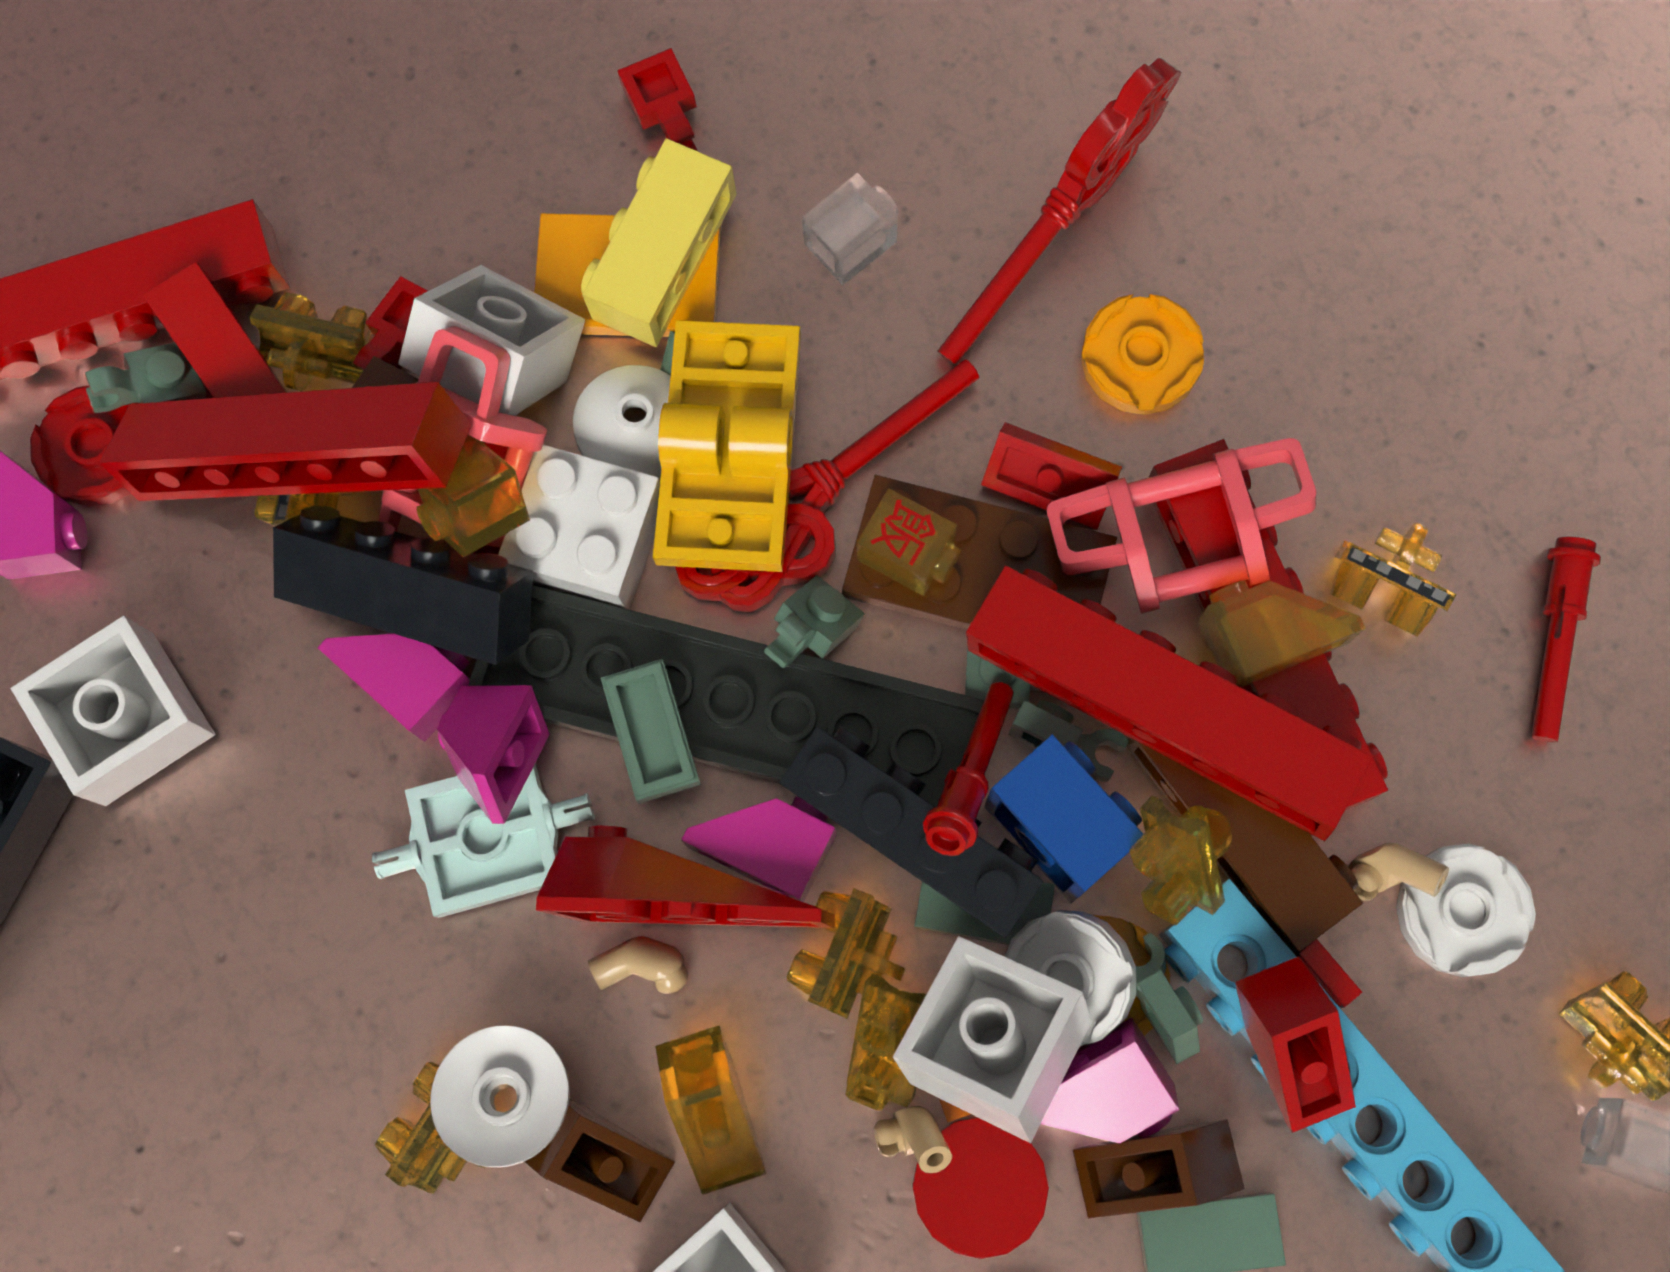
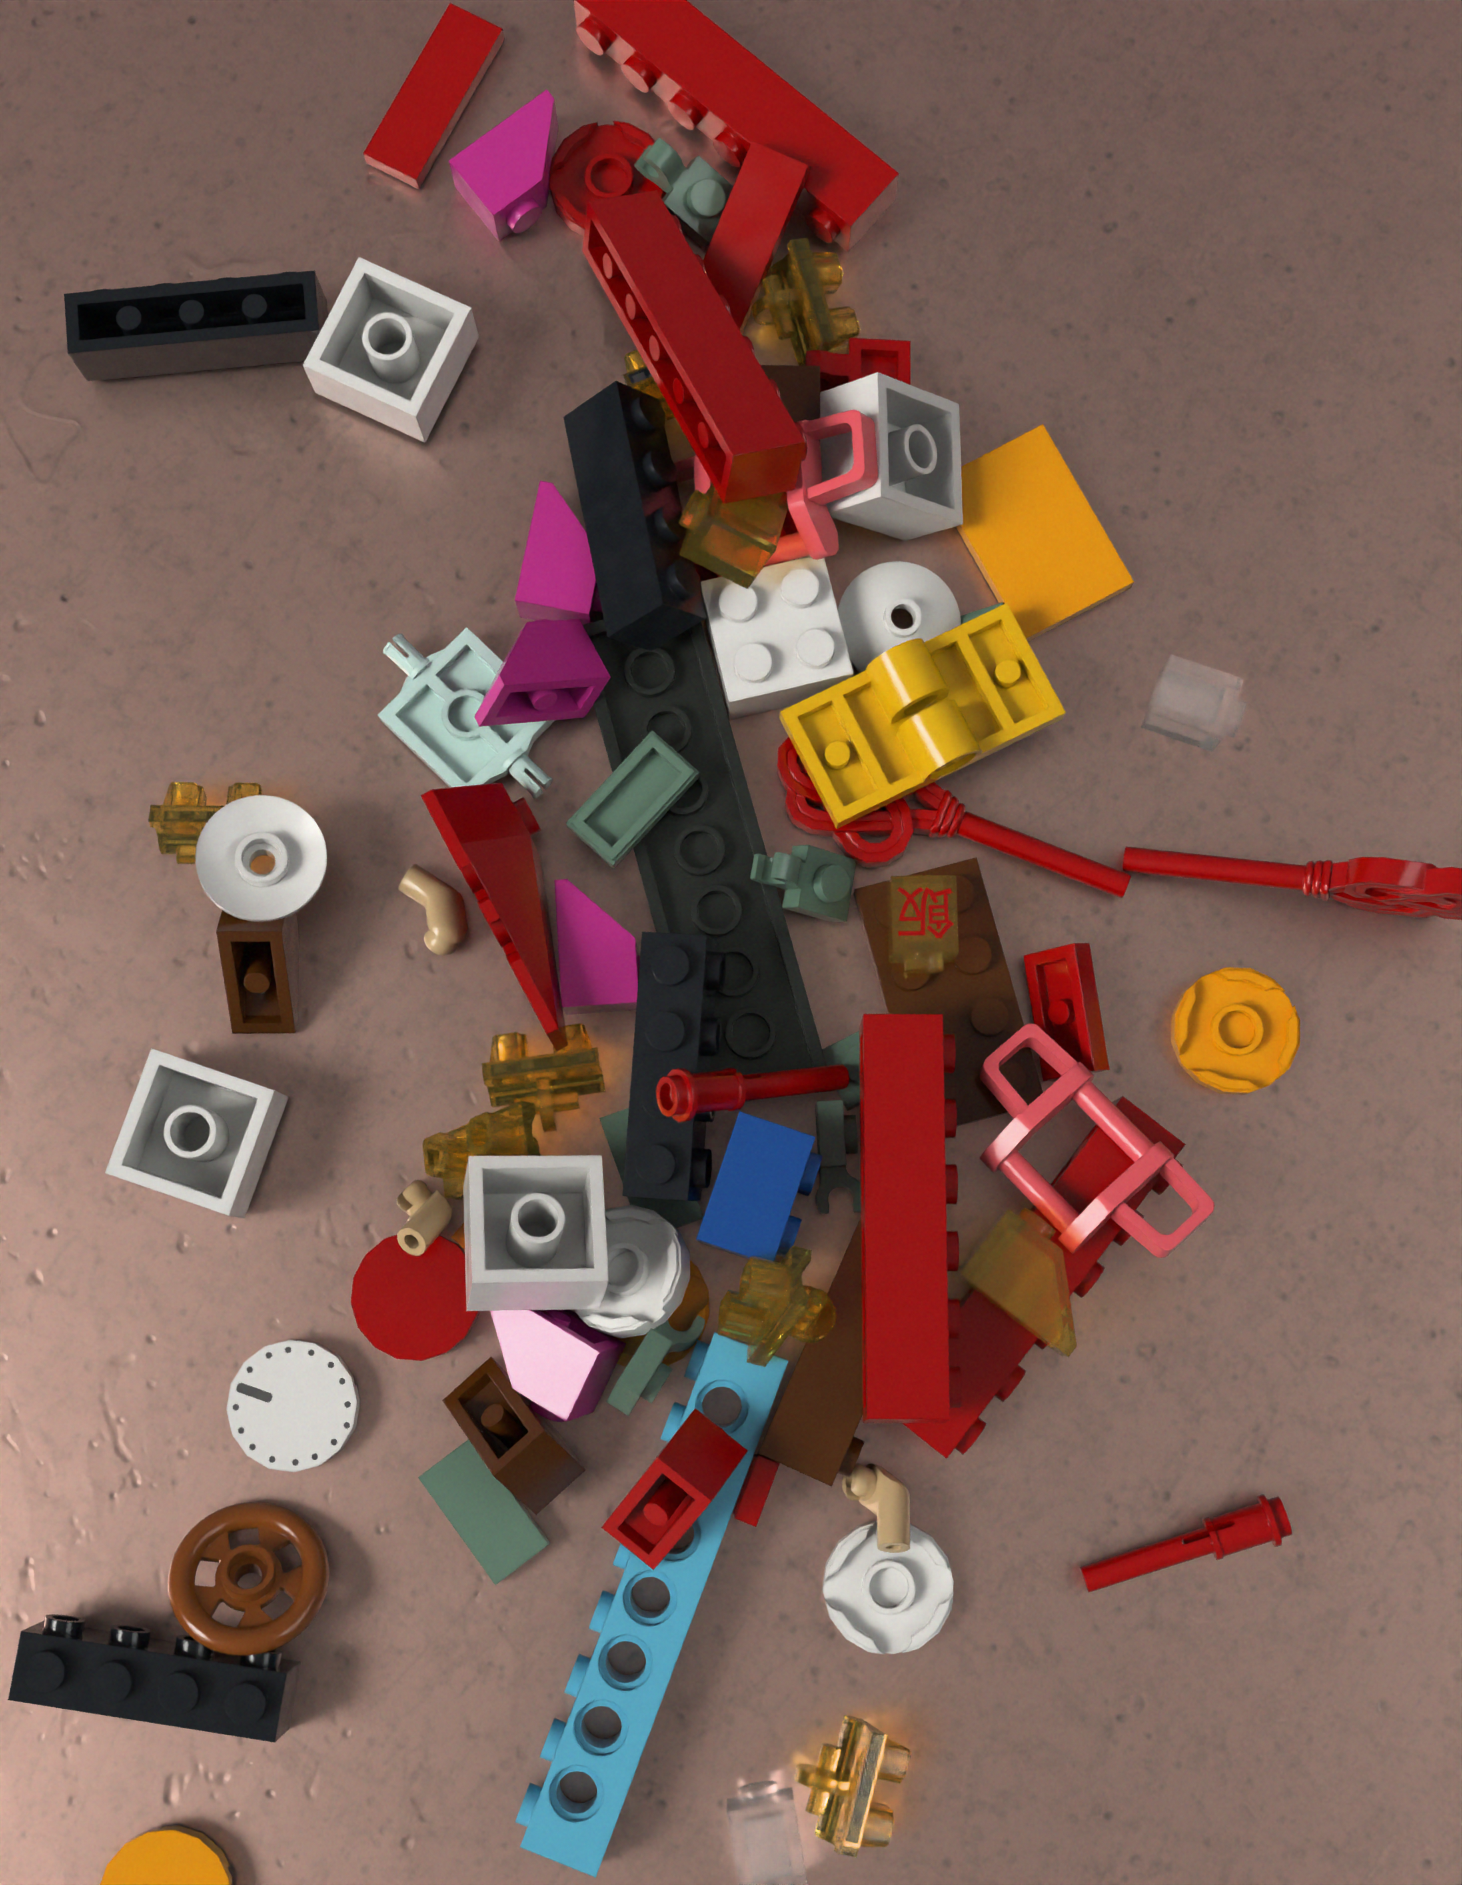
camera: 55 degrees right, 5 degrees up
(658, 242) = (1073, 543): light yellow brick -> none
(660, 95) = (1218, 461): red plate -> none
(709, 1109) = (351, 1035): clear yellow slope -> none
(1417, 596) = (1151, 1394): clear yellow hips -> none

